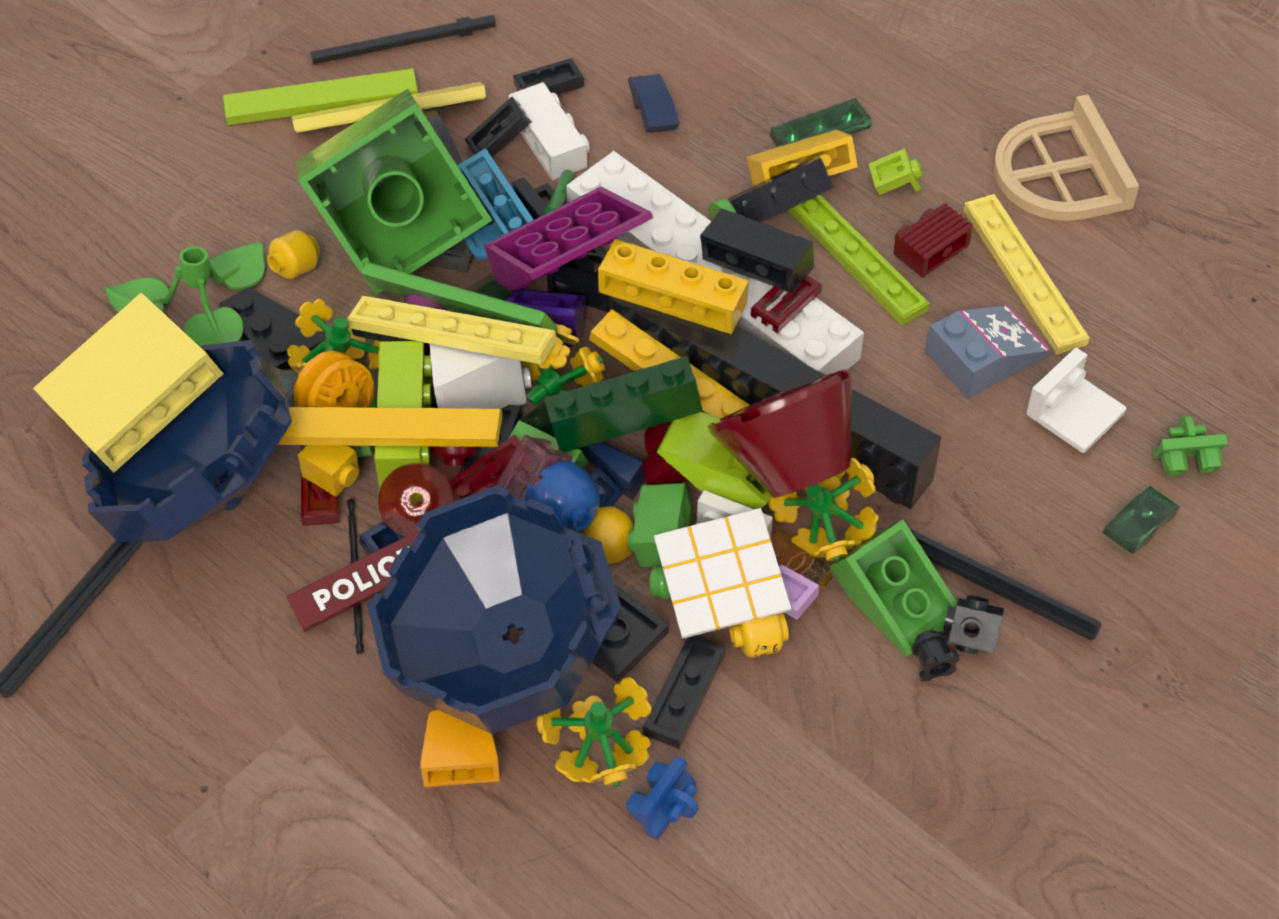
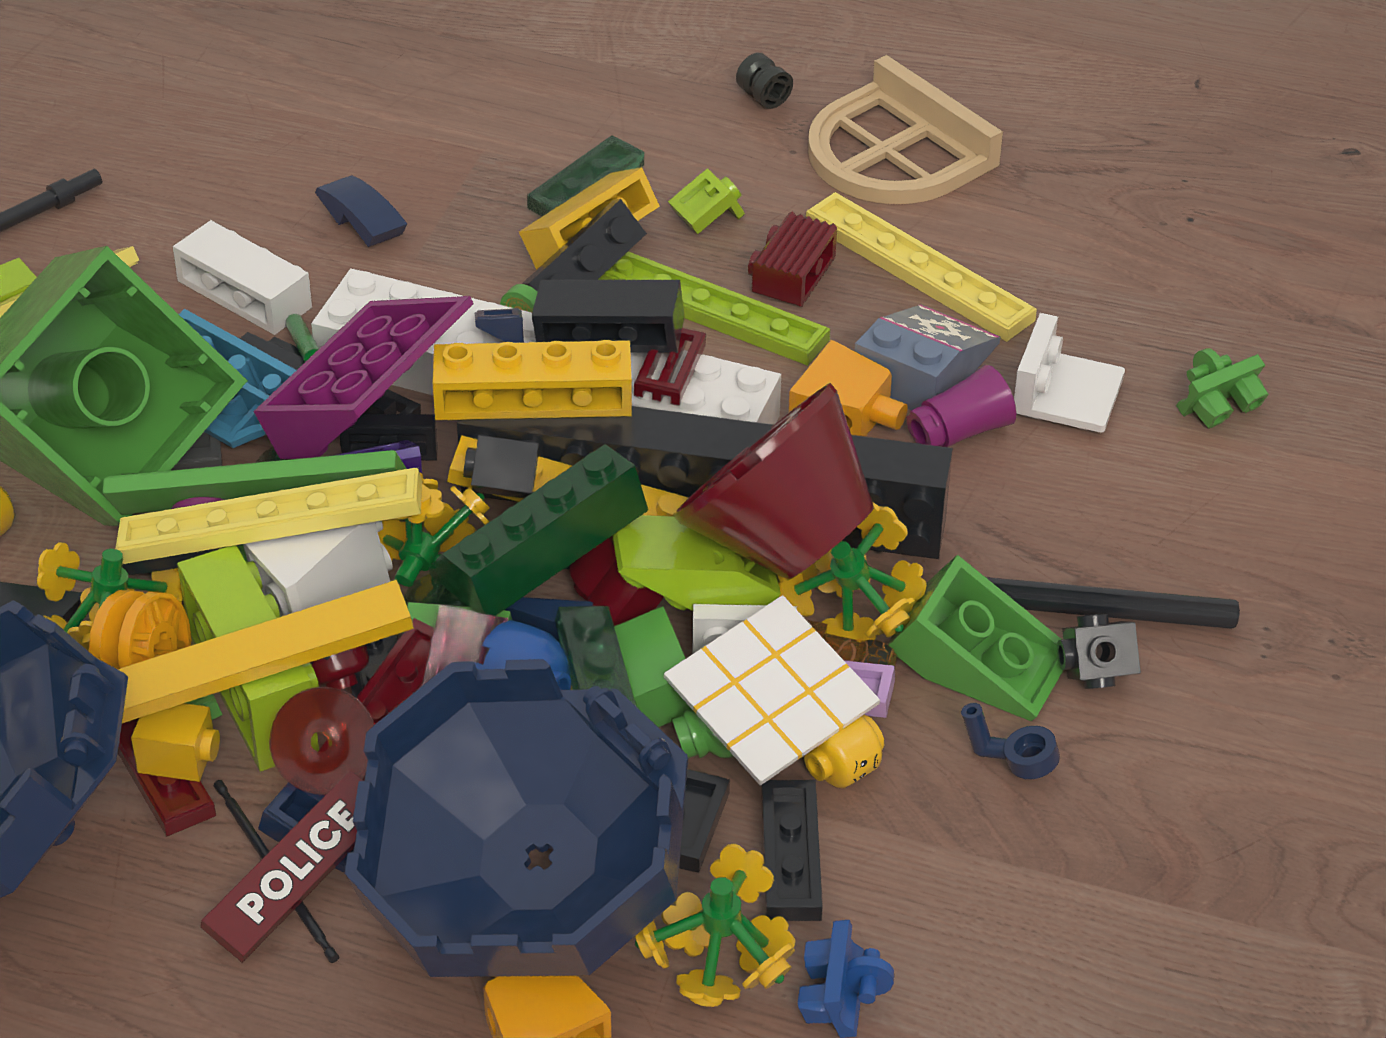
camera: 25 degrees left, 10 degrees down
(501, 133) = (195, 282): black tile -> none
(557, 77) = (224, 209): black plate -> none
(618, 511) = (592, 649): none -> clear green plate
(621, 345) = (502, 466): none -> black brick
(686, 231) = (501, 323): none -> dark blue slope
(878, 675) = (1028, 751): none -> dark blue plate
(907, 361) = (861, 386): none -> light orange torso
(934, 655) = (1070, 702): black brick -> none
(984, 403) = (964, 410): none -> magenta plant
(991, 85) = (764, 80): none -> pearl dark grey wheel
(1140, 519) = (1212, 479): clear green slope -> none

